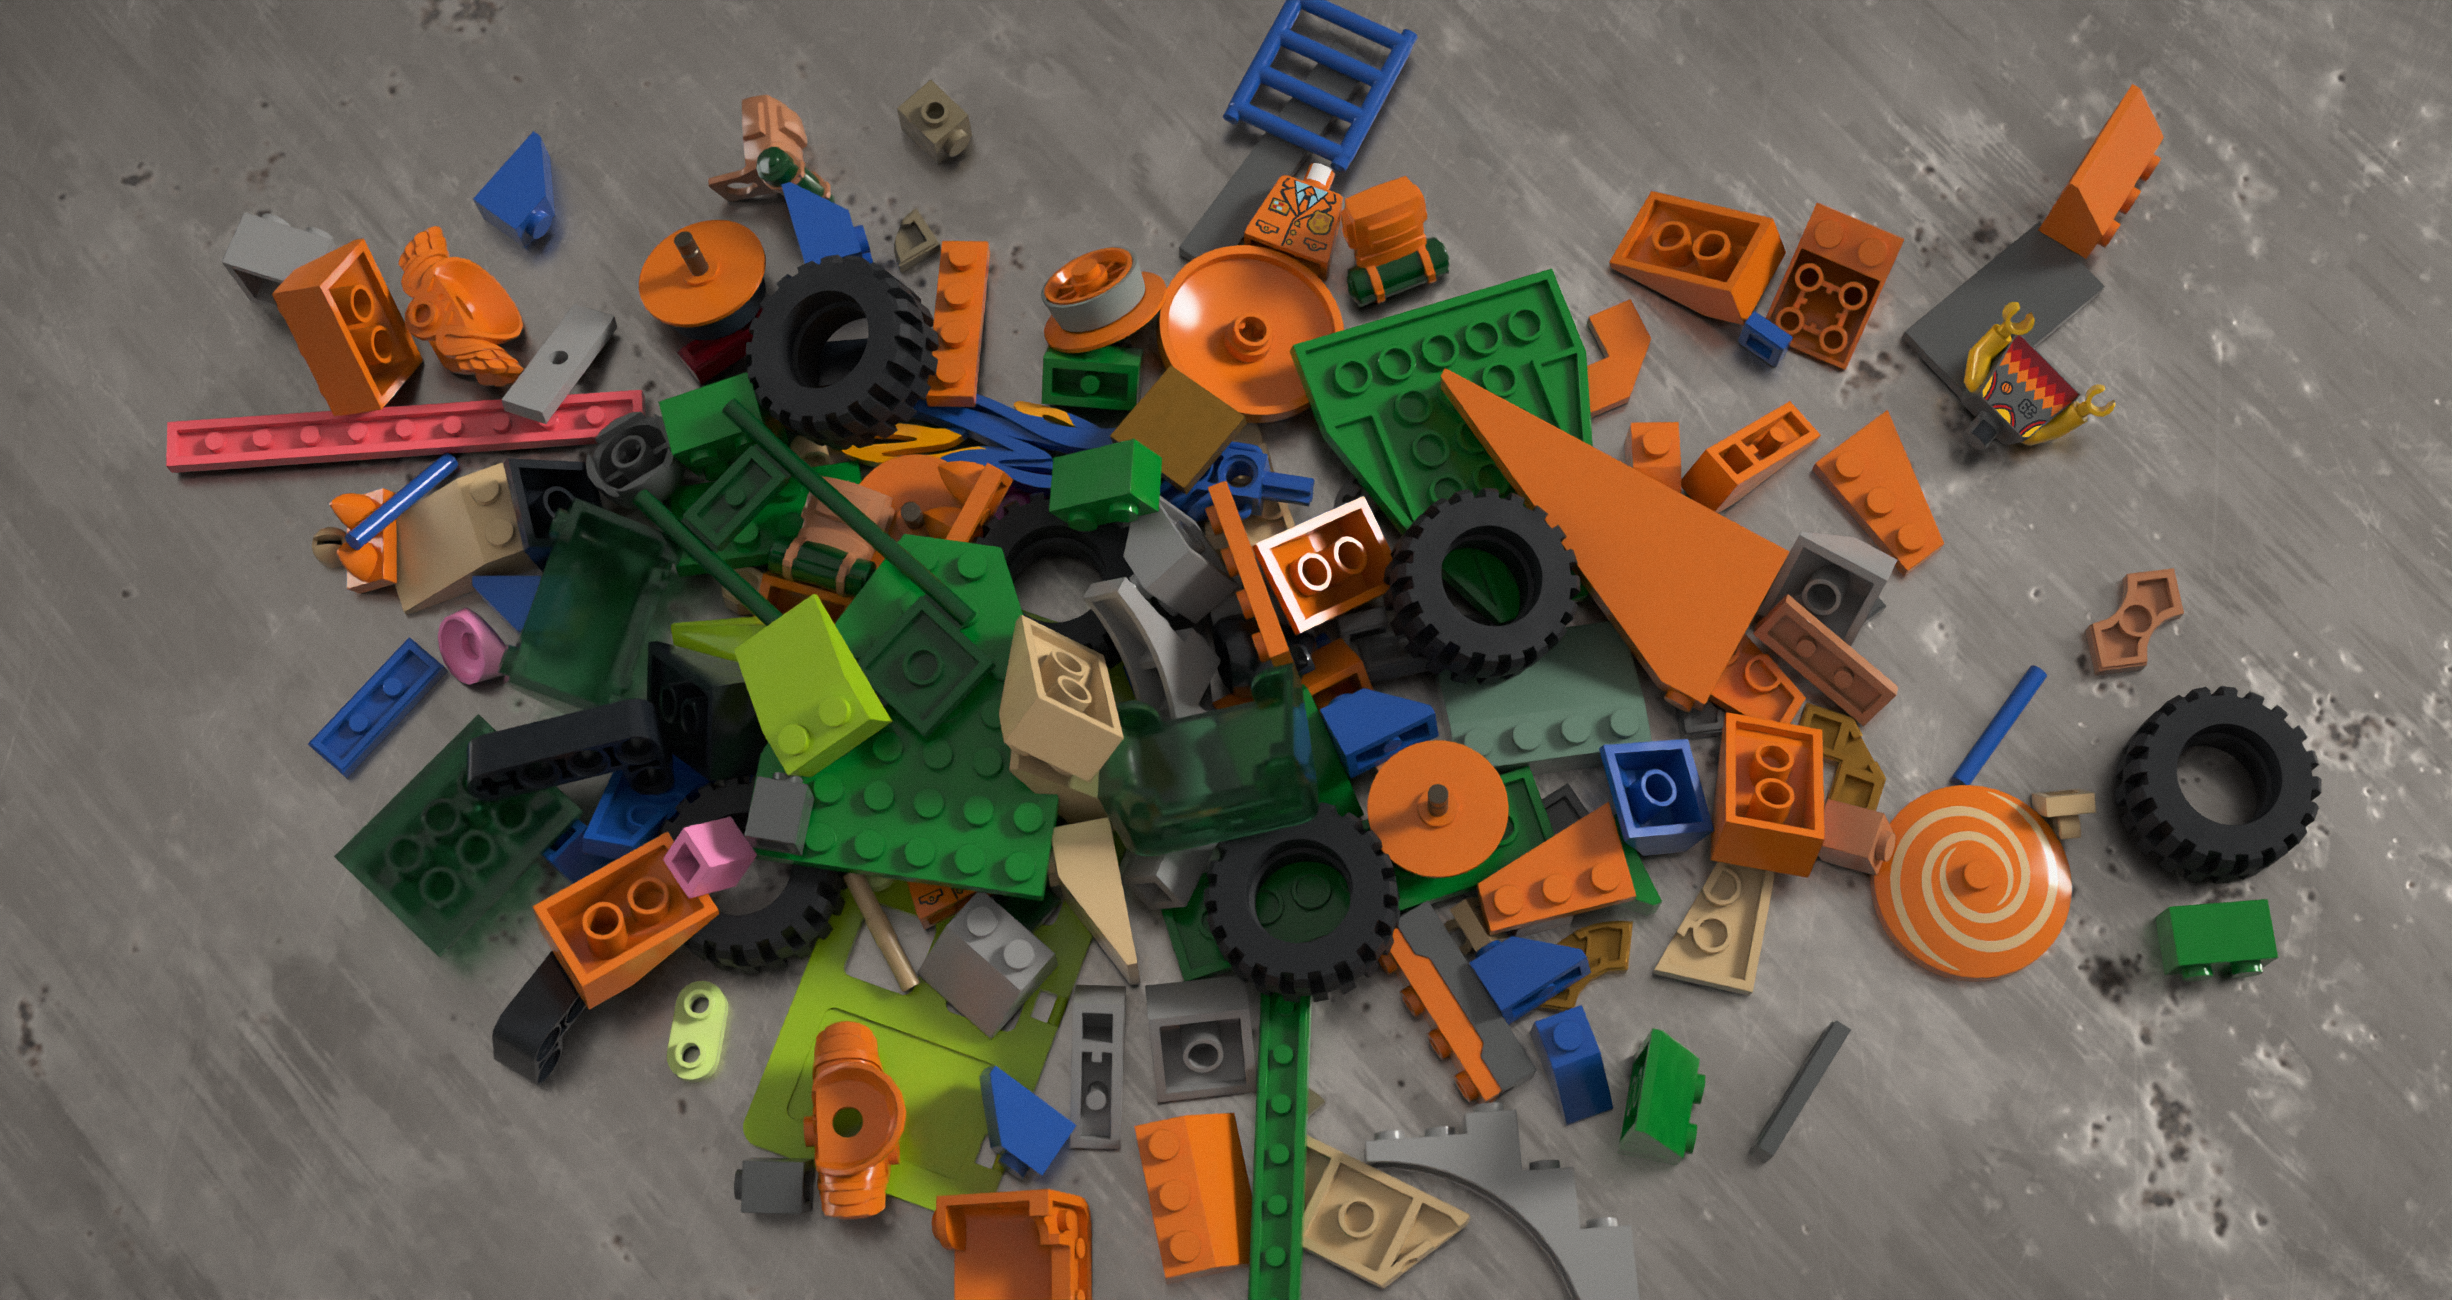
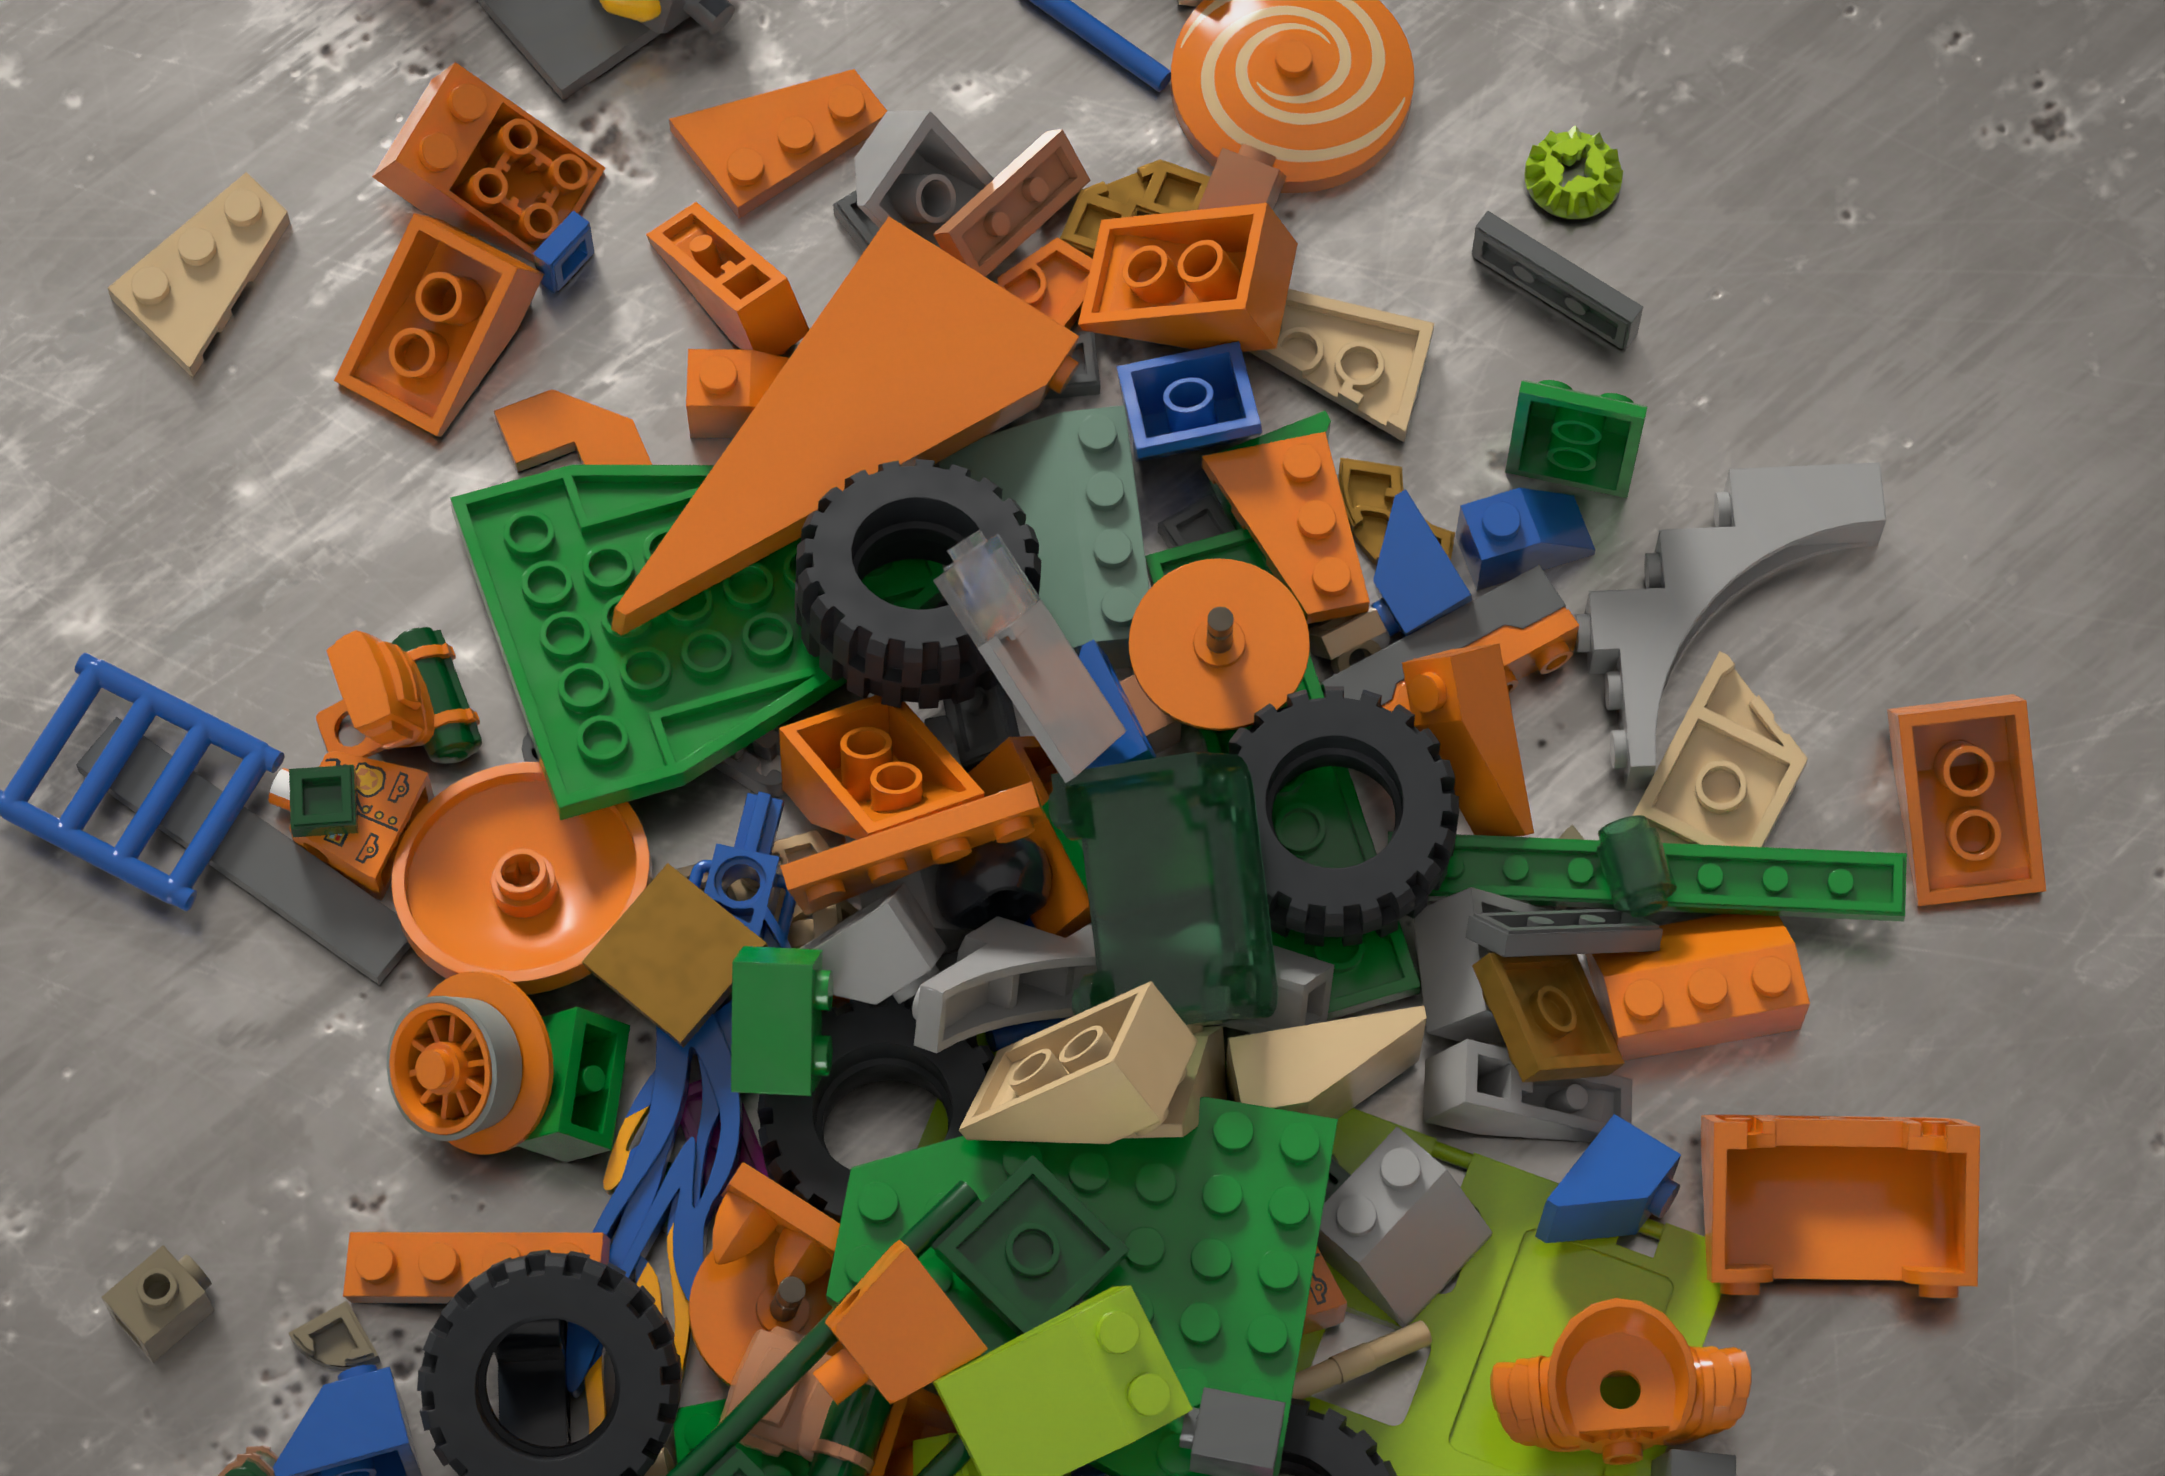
camera: 90 degrees left, 5 degrees down
(857, 572) = (896, 1332): none -> orange torso
(1147, 1068) = (1548, 1016): none -> pearl gold plate
(1216, 1082) = (1563, 932): none -> dark grey tile
(1275, 1140) = (1635, 866): none -> clear green brick
(1299, 192) = (323, 800): none -> dark green tile
(1383, 637) = (1028, 653): none -> light grey door
(1392, 1005) = (1469, 711): none -> orange slope
(1731, 91) = (196, 274): none -> tan wing
(1882, 1115) = (1582, 195): none -> lime gear

